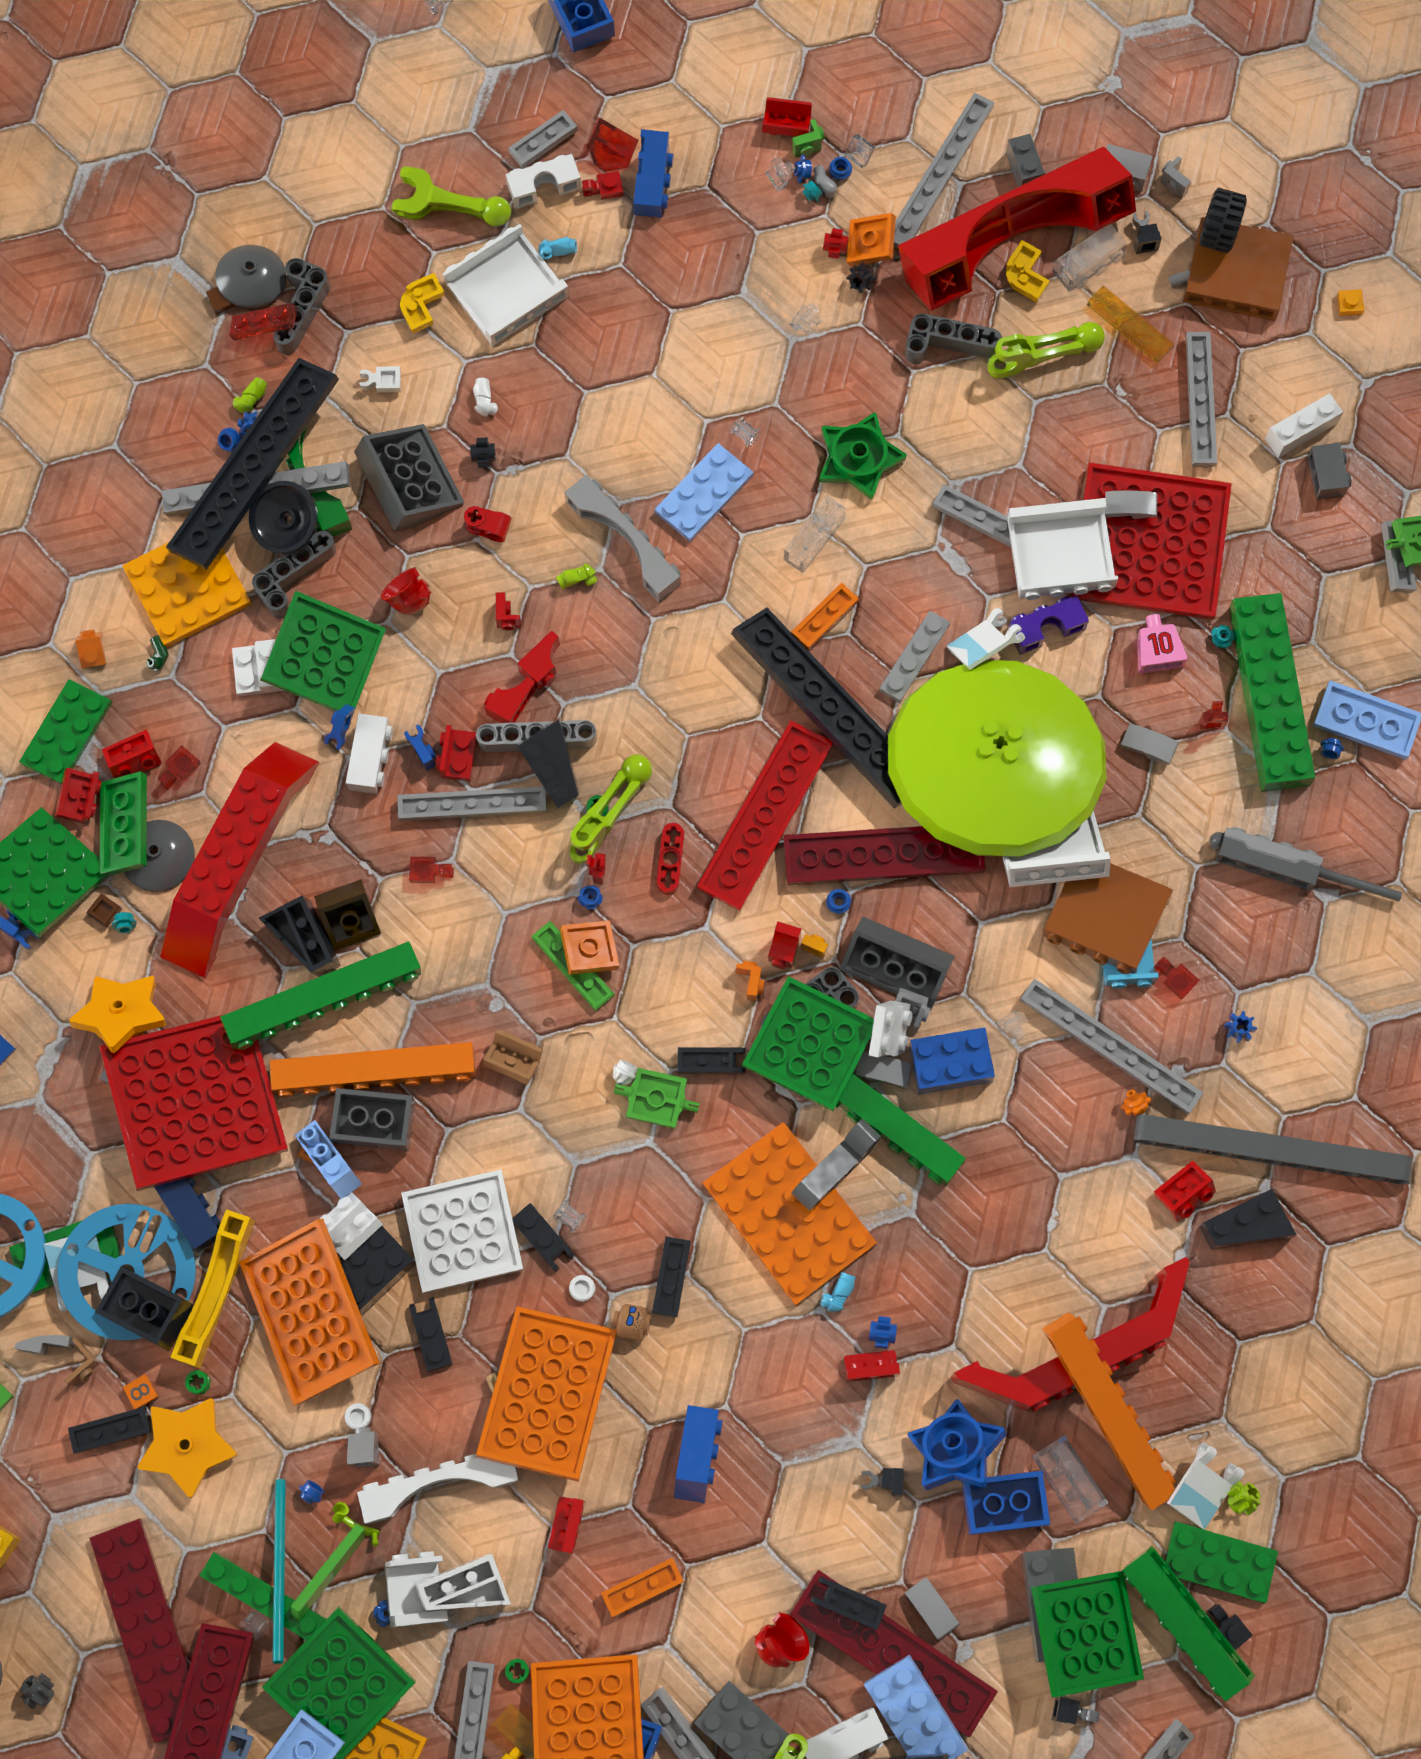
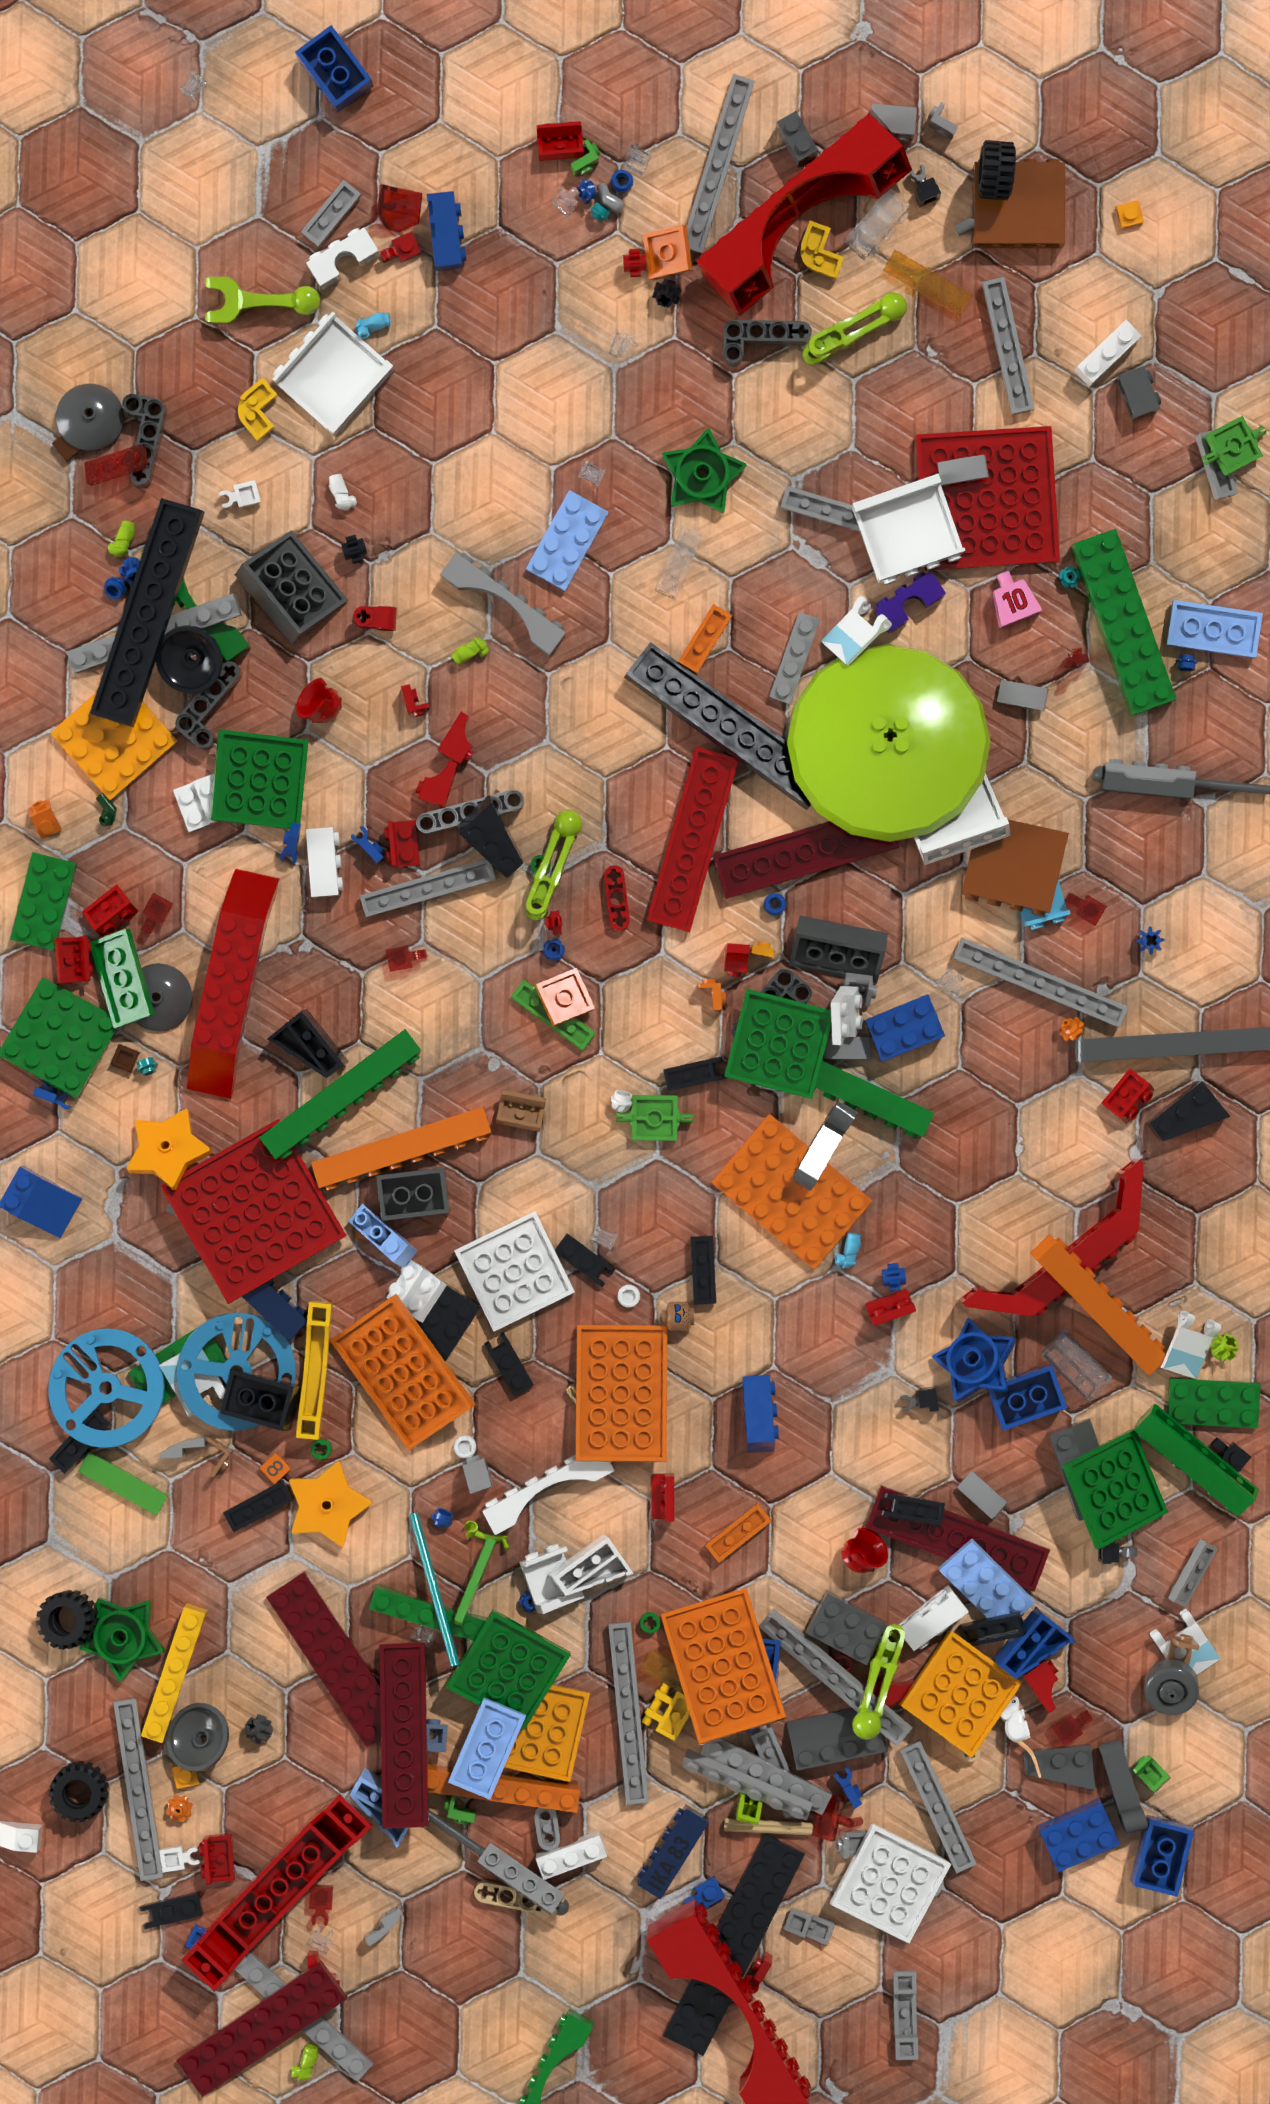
camera: 20 degrees left, 15 degrees up
(347, 914) = (342, 1014): dark brown slope -> none

